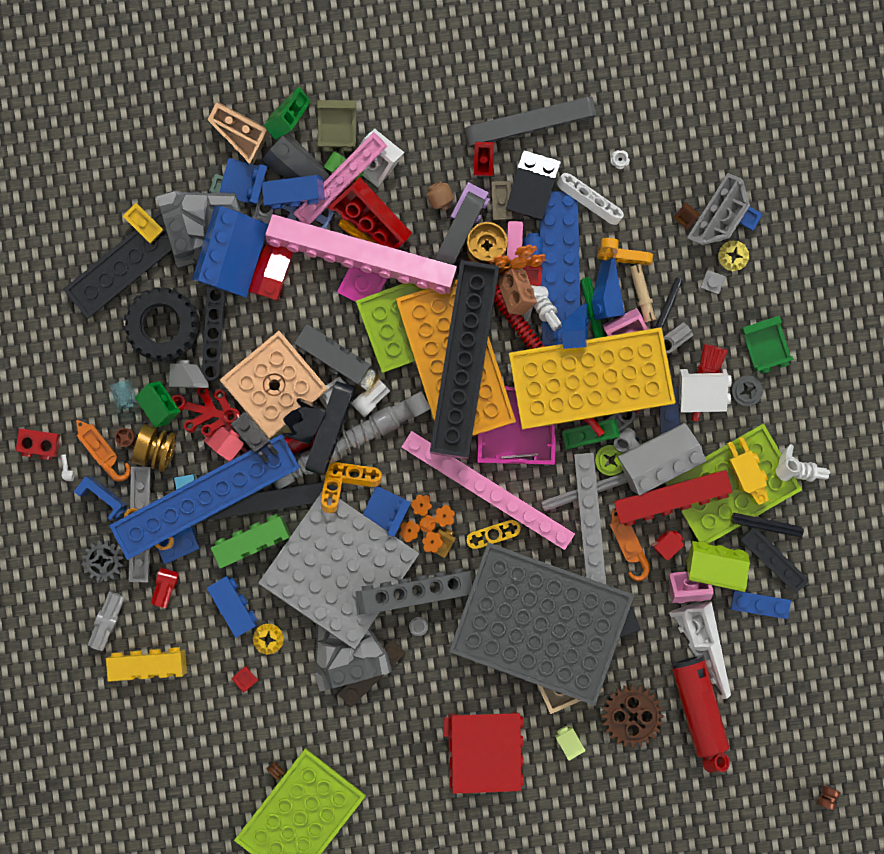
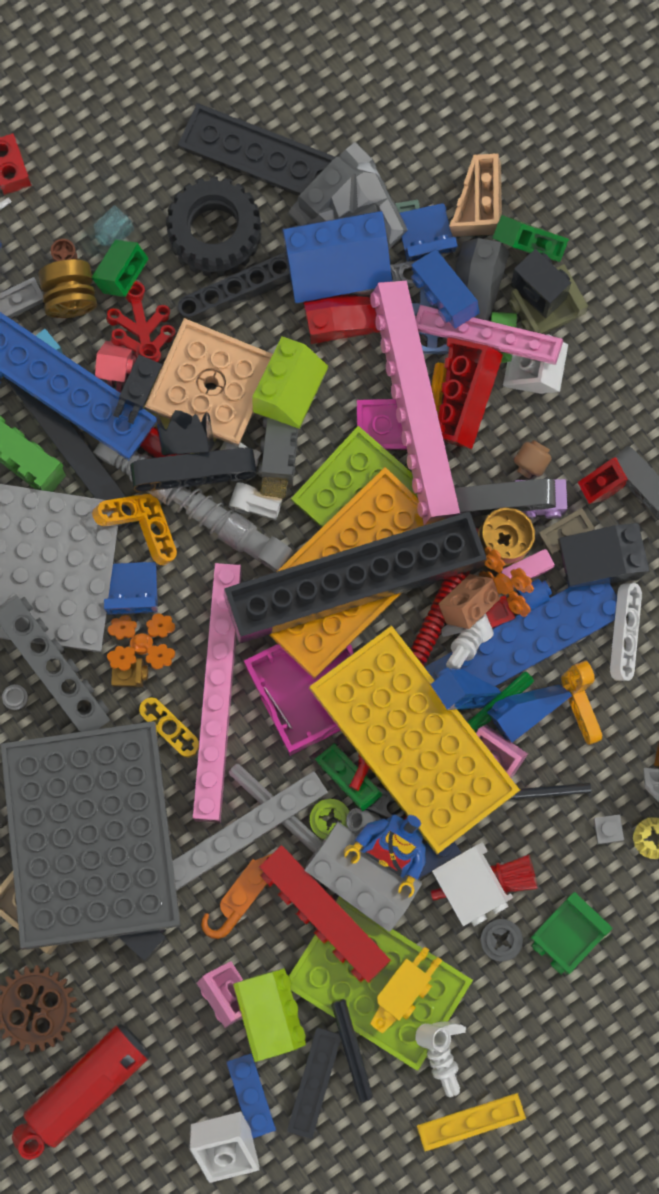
camera: 60 degrees right, 10 degrees down
(100, 450) = (35, 235): orange plate -> none
(143, 223) = (318, 147): yellow plate -> none
(186, 375) = (170, 282): light grey slope -> none
(304, 332) = (289, 383): none -> lime slope
(324, 123) = (541, 283): none -> black brick
(642, 293) = (548, 753): tan pin -> none
(654, 428) = (394, 845): none -> torso
(668, 544) = (264, 939): red brick -> none
(678, 336) = (518, 820): light grey piece -> none
(700, 628) = (185, 1035): white wedge -> none
(784, 638) = (224, 1147): none -> white slope
(850, 472) = (471, 1122): none -> yellow tile

